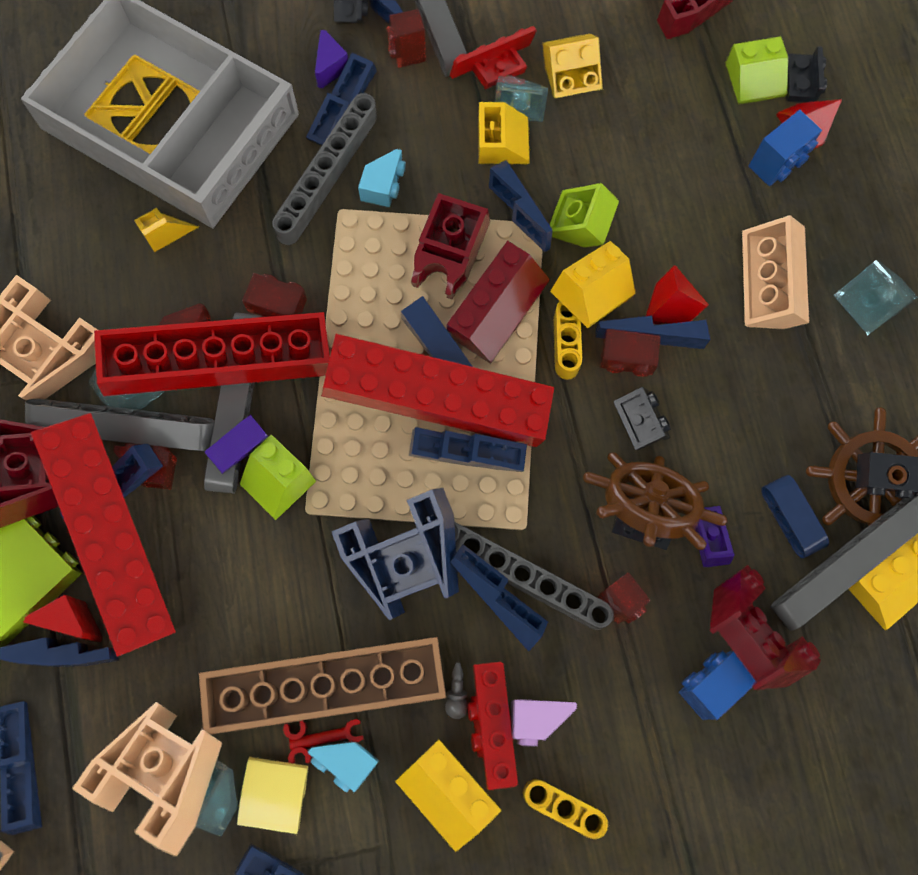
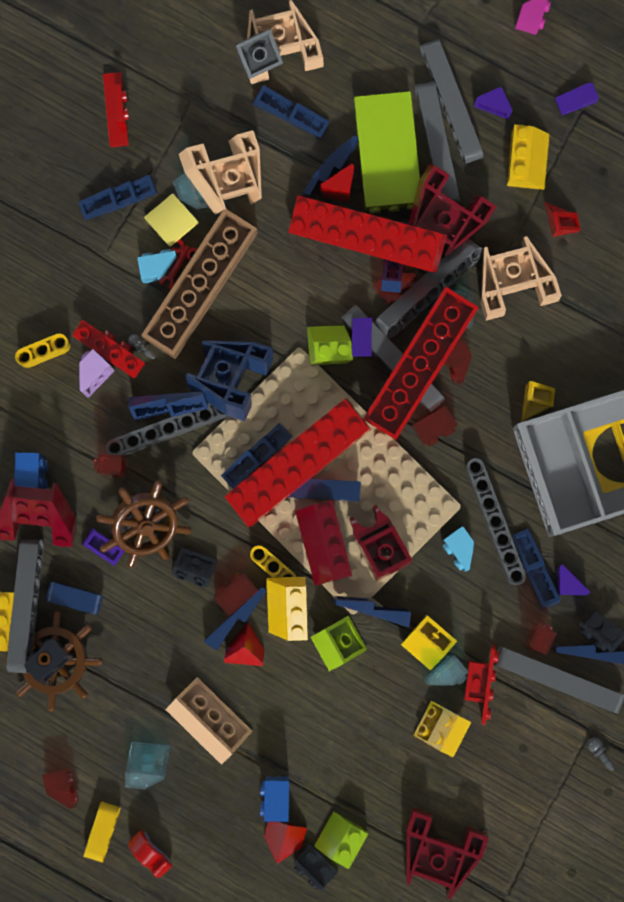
camera: 135 degrees right, 10 degrees up
(448, 796) = (98, 302): yellow slope -> none

